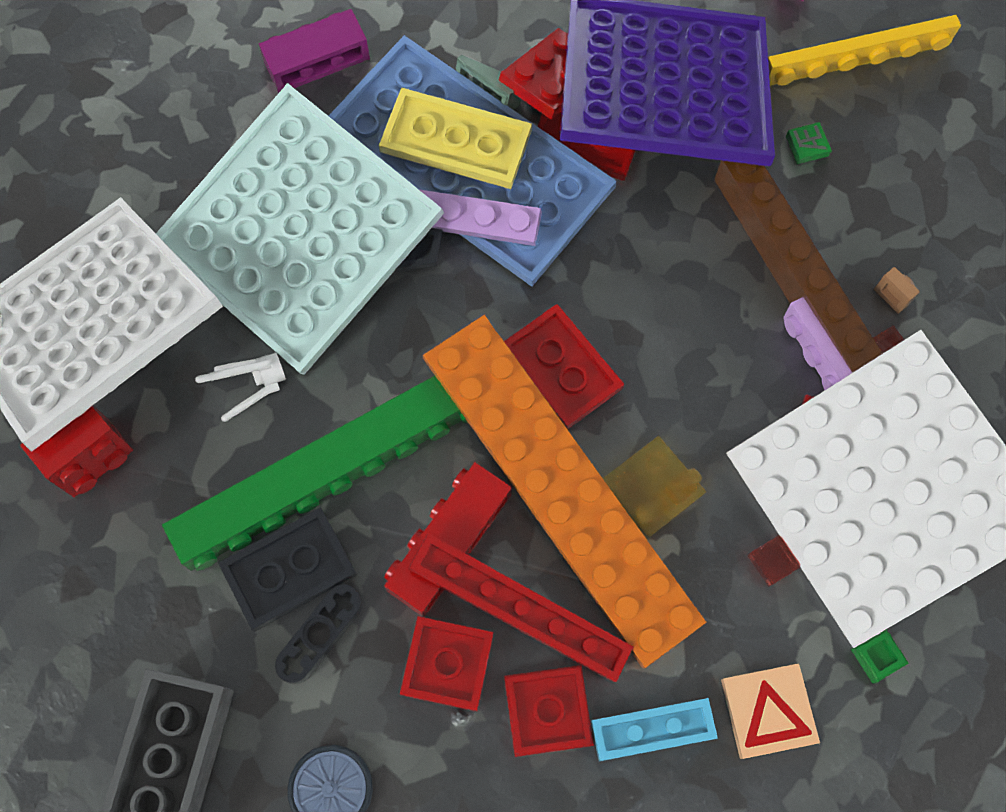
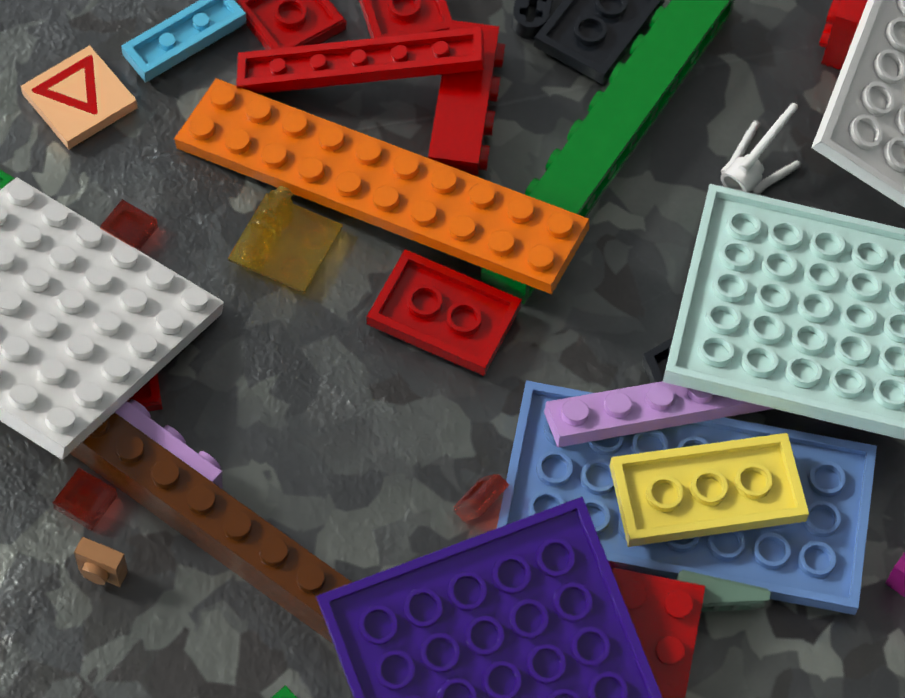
camera: 150 degrees right, 10 degrees down
(609, 215) = (480, 497): none -> clear red tile

